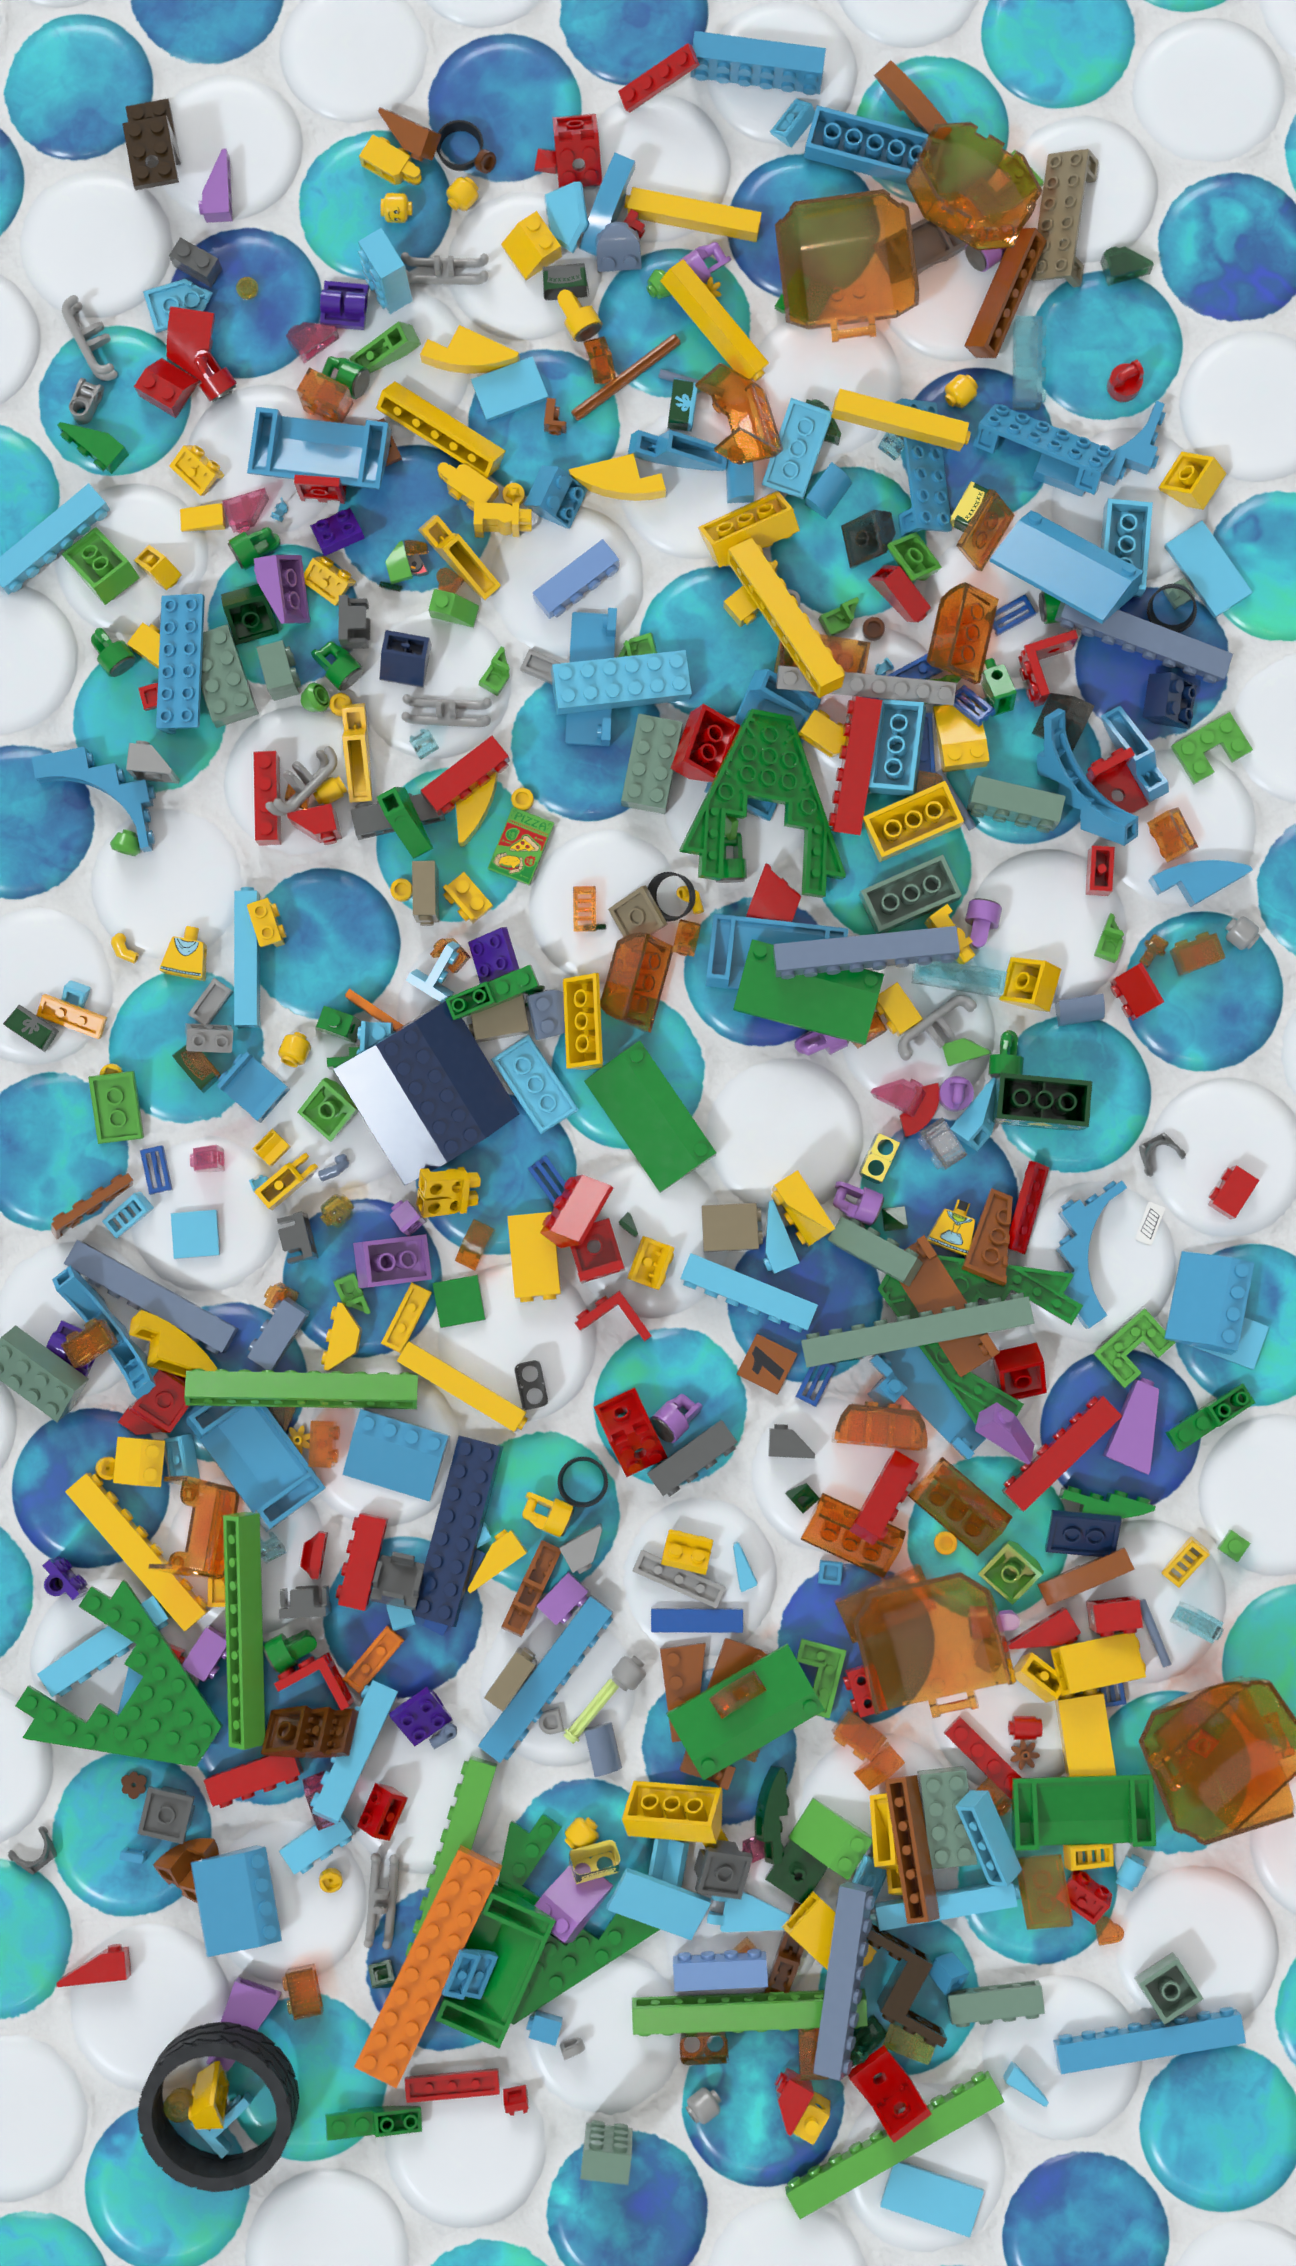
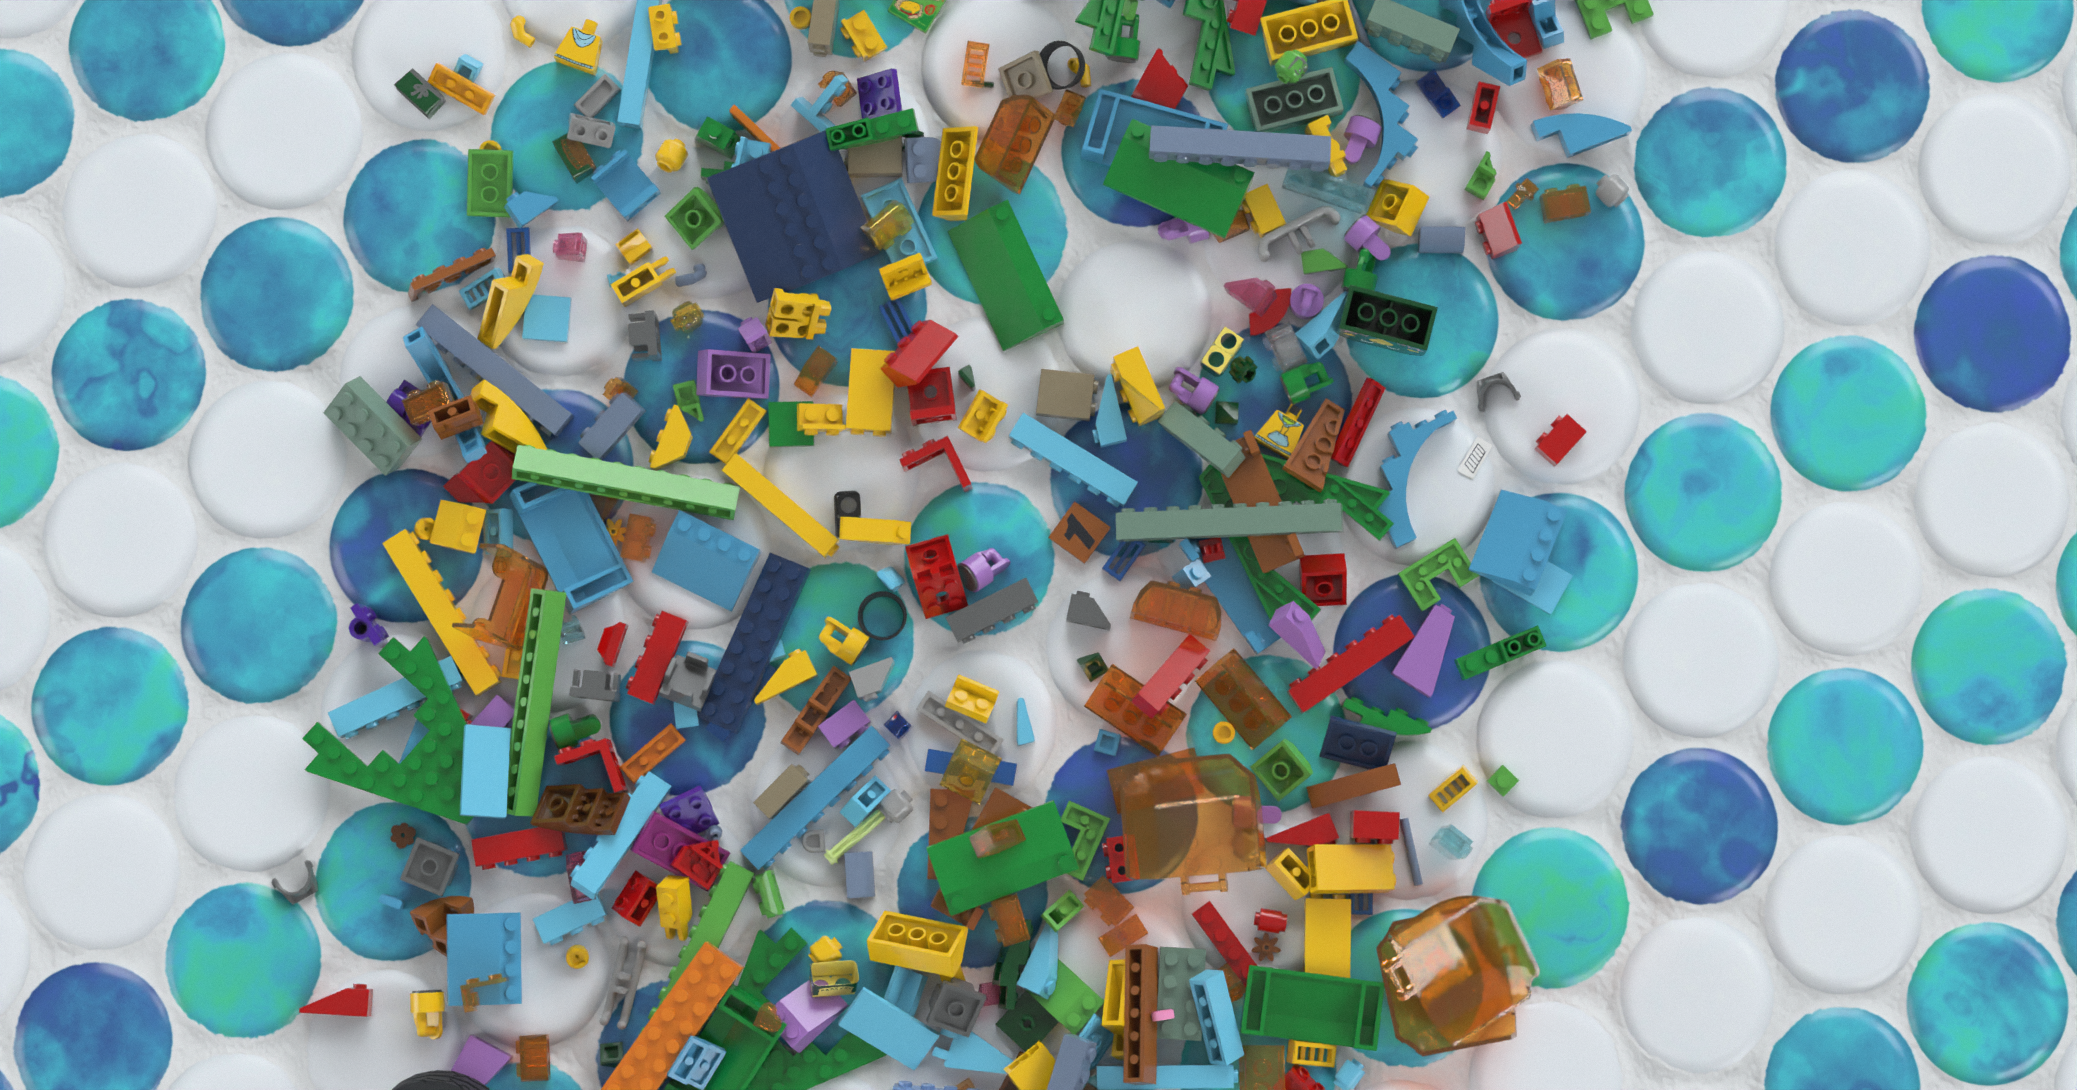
camera: 10 degrees right, 0 degrees up
(118, 1354) = (455, 417): none -> dark orange brick
(154, 1222) = (508, 300): none -> yellow slope
(158, 1125) = (528, 206): none -> dark azure slope
(188, 1954) = (433, 1003): none -> yellow piece
(206, 1710) = (485, 771): none -> medium azure tile
(229, 1947) = (471, 998): none -> clear orange bracket
(417, 1756) = (663, 839): none -> magenta tile
(421, 1813) = (674, 905): none -> yellow hinge
(439, 1765) = (699, 862): none -> red slope
(486, 1291) = (820, 418): none -> yellow bracket
(516, 1785) = (769, 891): none -> bright green slope
(523, 1085) = (888, 225): none -> clear yellow slope
(535, 1917) = (768, 1018): none -> clear orange tile
(549, 1134) = (905, 276): none -> yellow bracket
(561, 1398) = (875, 530): none -> yellow slope
(585, 1442) = (891, 578): none -> medium azure slope
(596, 1673) = (865, 801): none -> medium azure slope
(617, 1590) = (898, 725): none -> clear blue leg
(698, 1626) = (970, 771): none -> clear yellow slope
(764, 1775) = (1009, 919): none -> clear orange brick
(803, 1815) = (1041, 969): none -> medium azure slope
(813, 1753) = (1062, 910): none -> bright green slope
(903, 861) = (1291, 66): none -> bright green head
(903, 1361) = (1211, 550): none -> red tile
(904, 1173) = (1243, 369): none -> dark green gear
(935, 1846) = (1162, 1015): none -> bright pink tile
(958, 1179) = (1294, 382): none -> green piece
(991, 858) = (1380, 78): none -> dark azure arch
(1002, 1018) = (1364, 235): none -> medium lavender piece
(1050, 863) = (1437, 93): none -> clear blue slope

